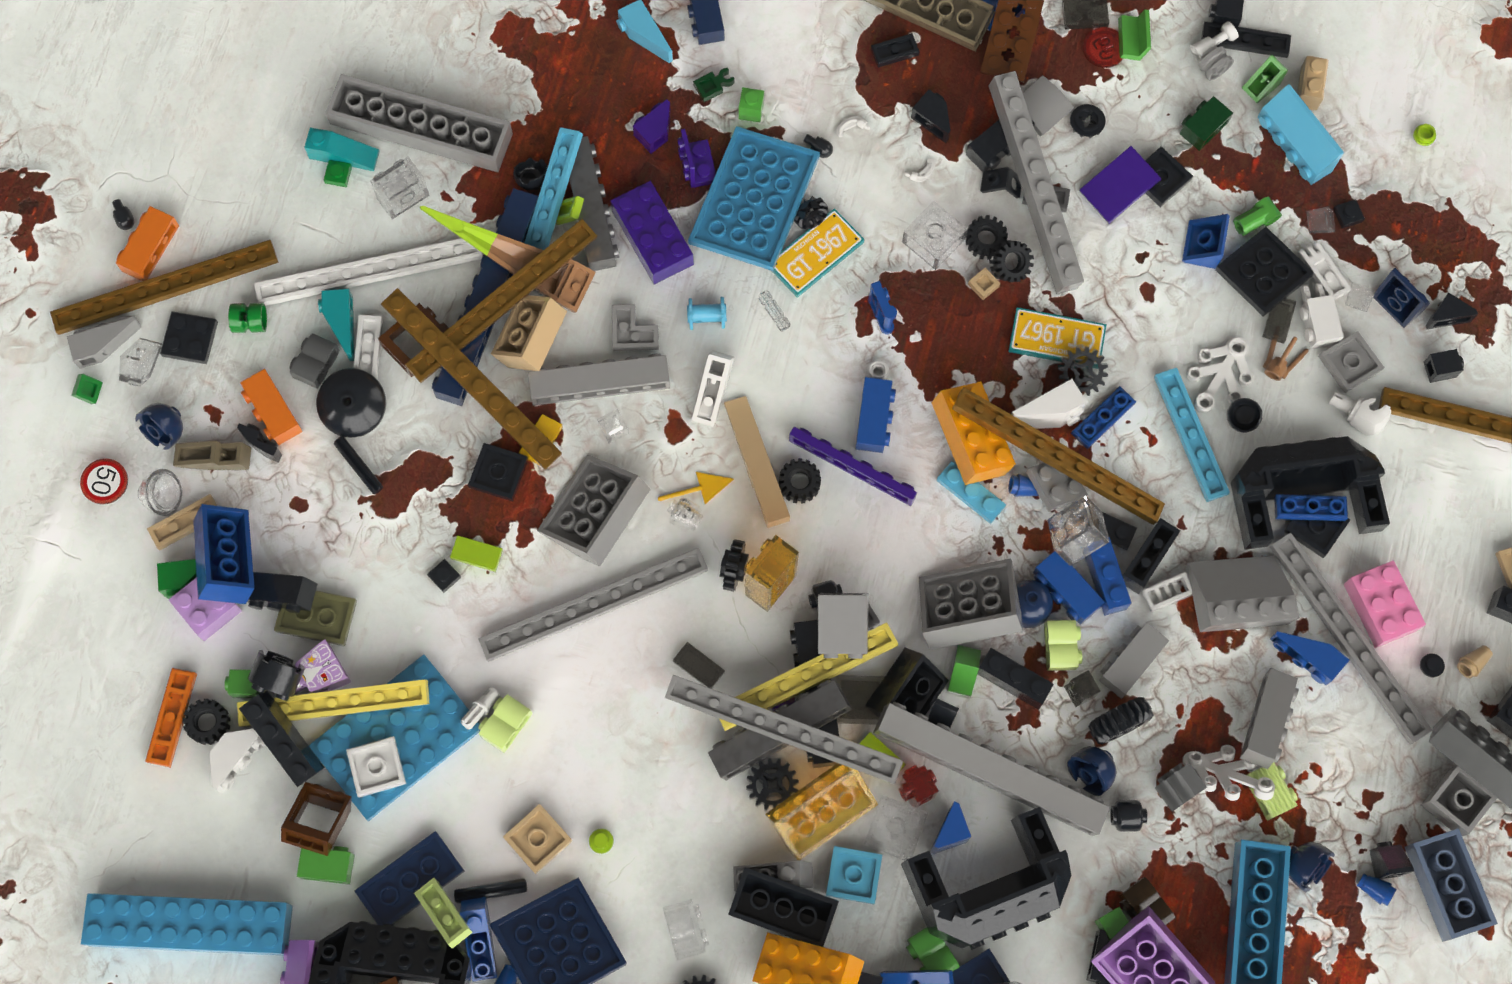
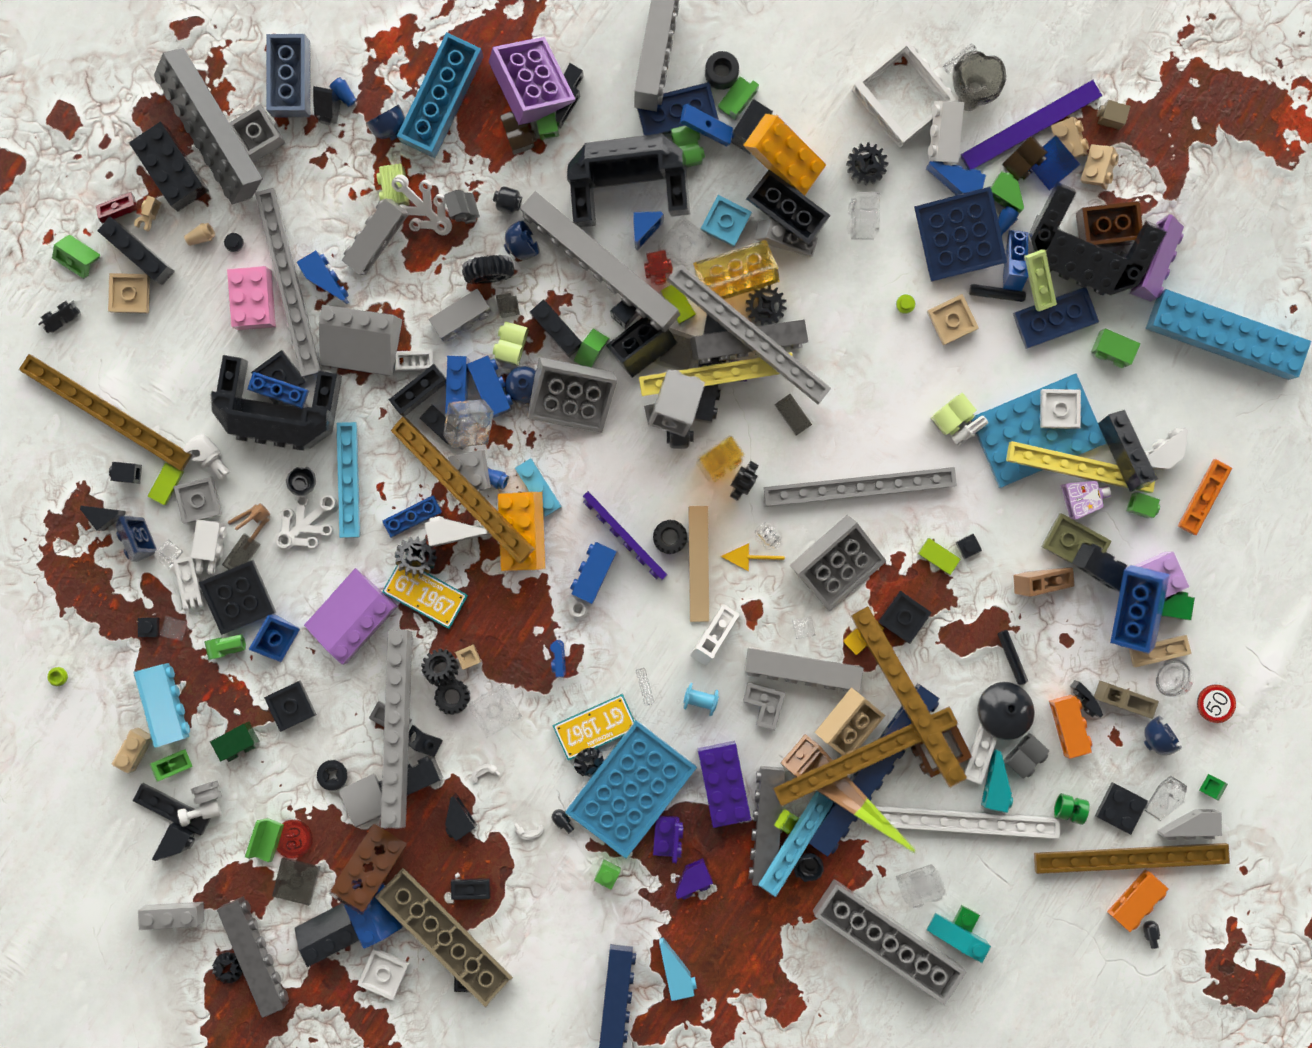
camera: 160 degrees left, 15 degrees up
(196, 711) = (1190, 485): black tyre -> none
(275, 674) = (1122, 498): black brick -> none
(308, 837) = (1127, 366): reddish brown window -> none
(345, 558) = (1043, 581): none -> medium nougat slope
(711, 85) = (636, 903): dark green plate -> none
(1120, 184) = (326, 708): dark purple tile -> none
(1132, 288) = (350, 616): none -> medium lavender slope
(1396, 367) = (164, 484): none -> lime tile

